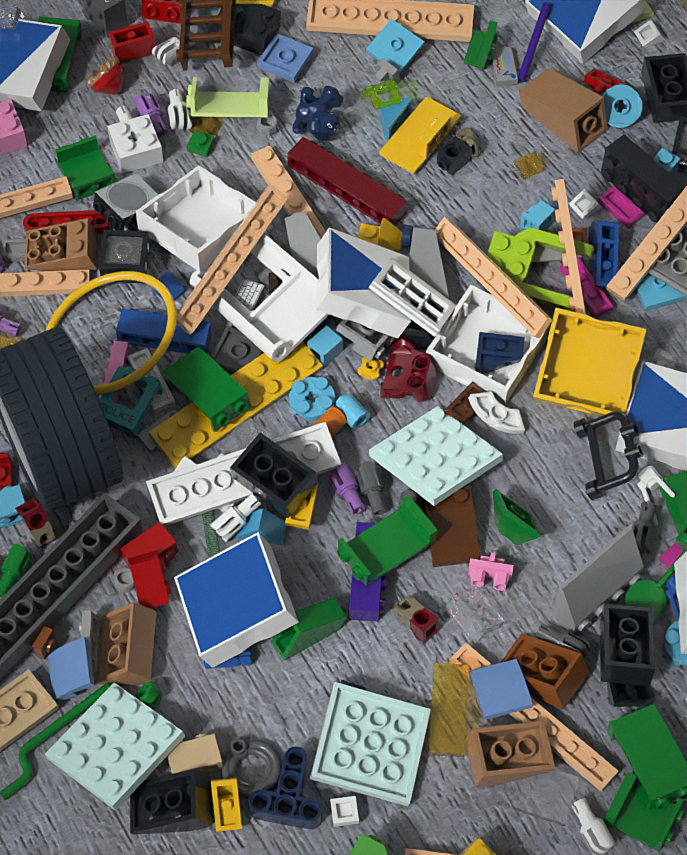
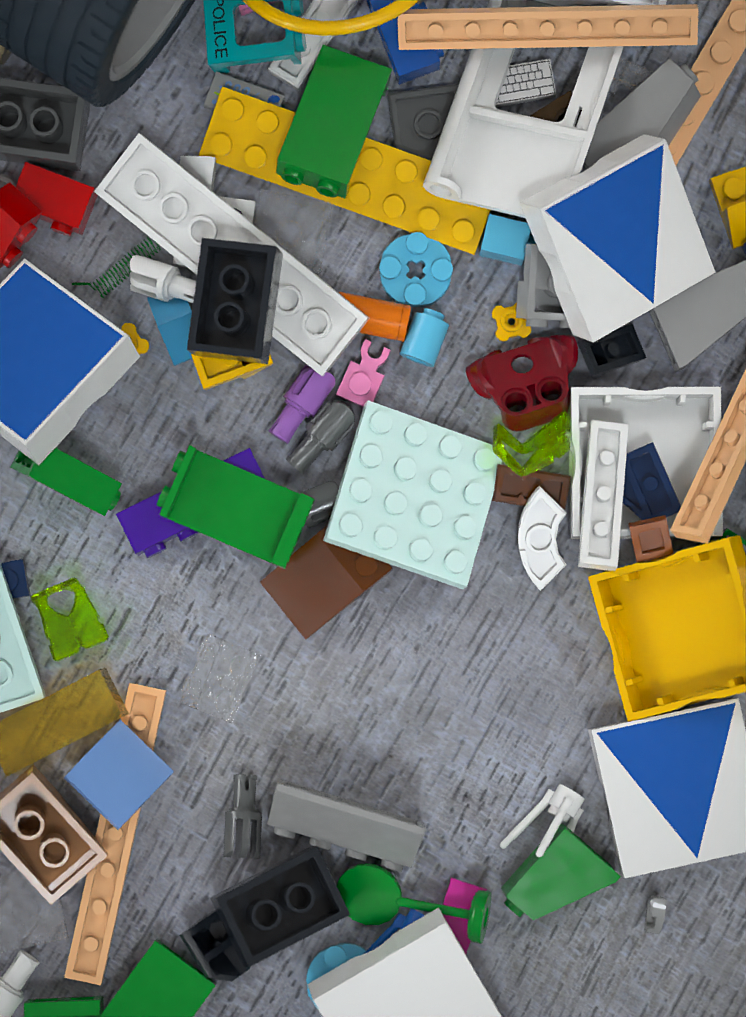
camera: 60 degrees right, 25 degrees up
(352, 454) = (362, 380): none -> bright pink plate
(400, 674) = (73, 631): none -> clear neon green piece
(404, 306) = (607, 320): white piece -> none
(417, 618) = (164, 605): leg -> none
(447, 379) = (547, 444): none -> clear neon green piece
(490, 568) = (282, 649): bright pink hips -> none
(494, 364) = (603, 495): none -> white plate
(513, 520) = (385, 655): green slope -> none
(532, 352) = (651, 538): none -> dark orange plate
(548, 669) = (189, 813): dark orange slope -> none
(632, 451) = (589, 671): black bar -> none
(644, 529) = (474, 836): dark grey arm -> none

